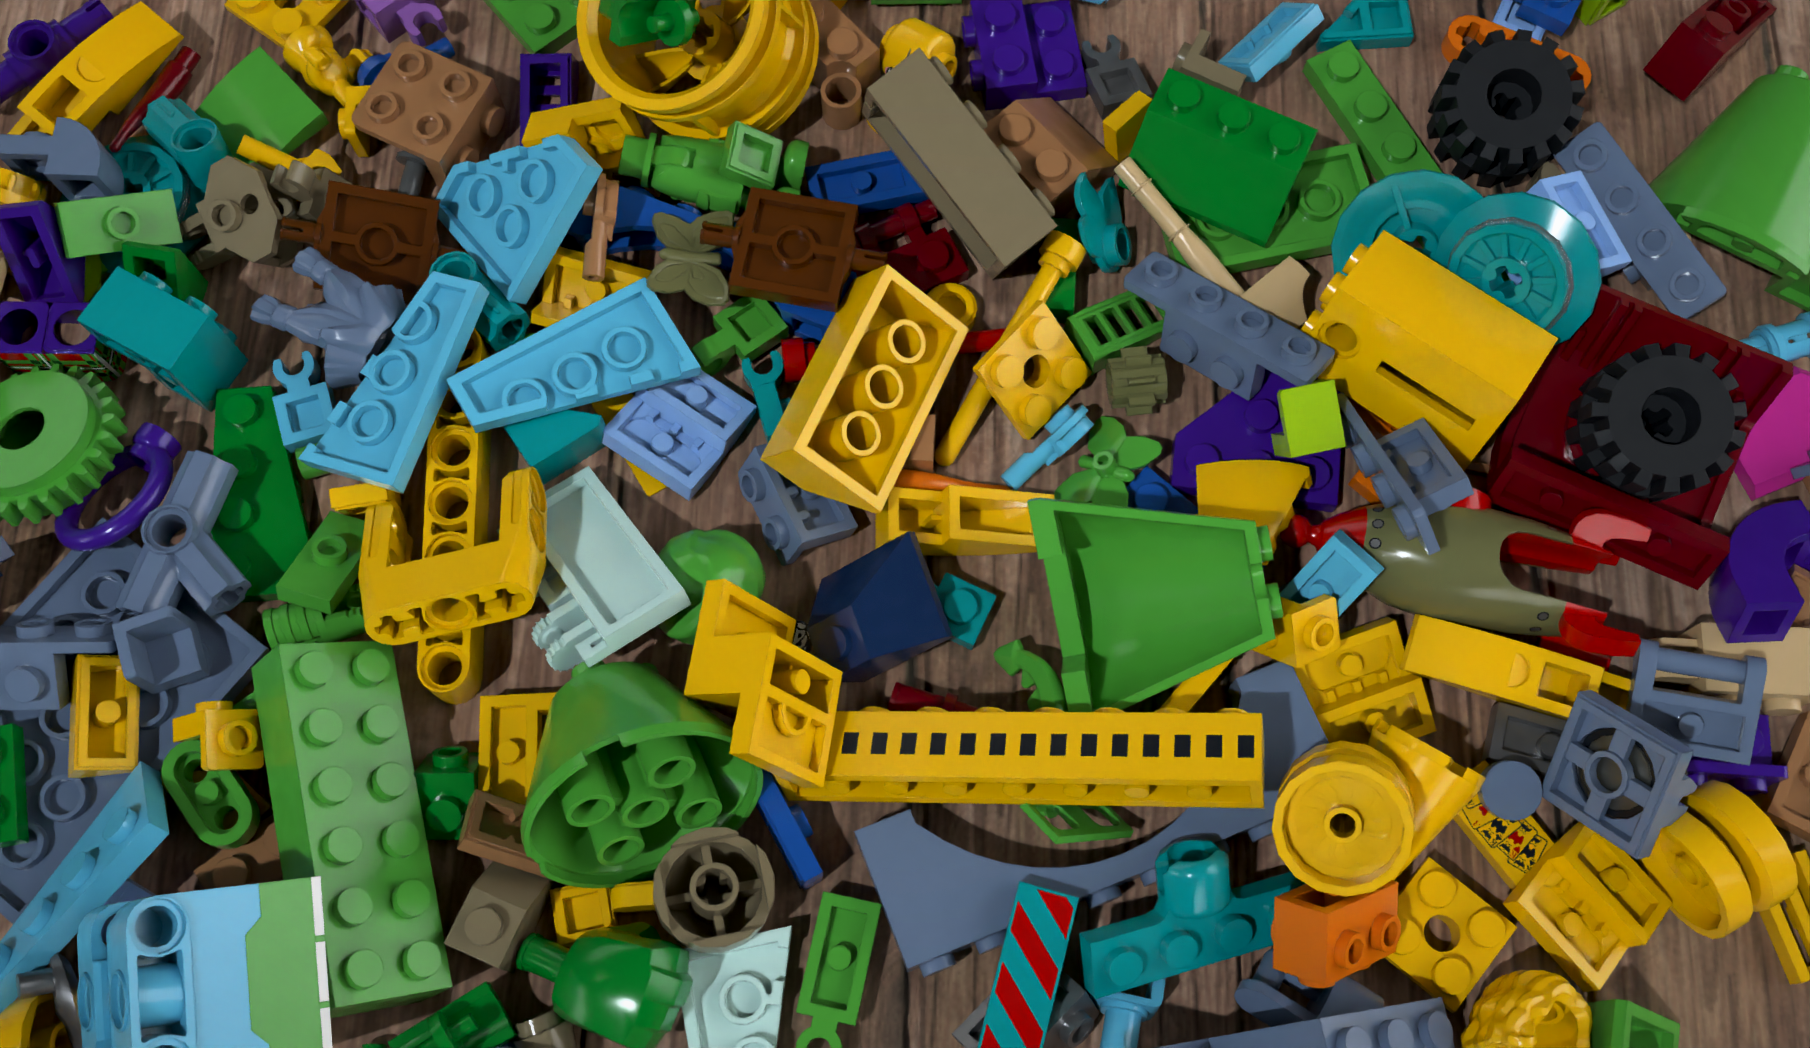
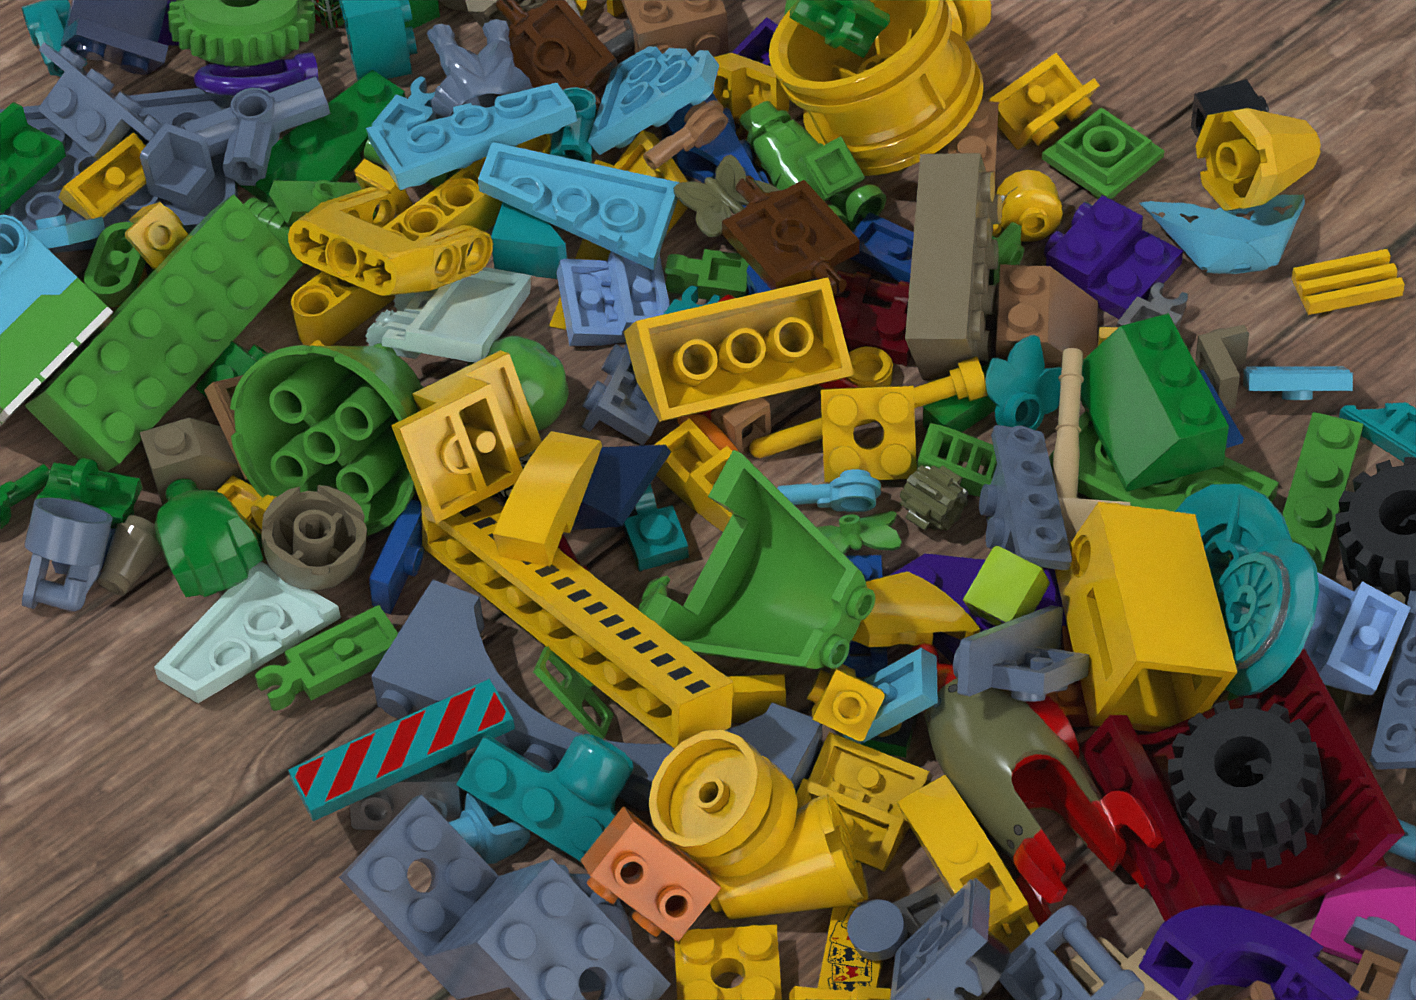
camera: 50 degrees right, 20 degrees down
(895, 675) = (546, 498): none -> yellow slope

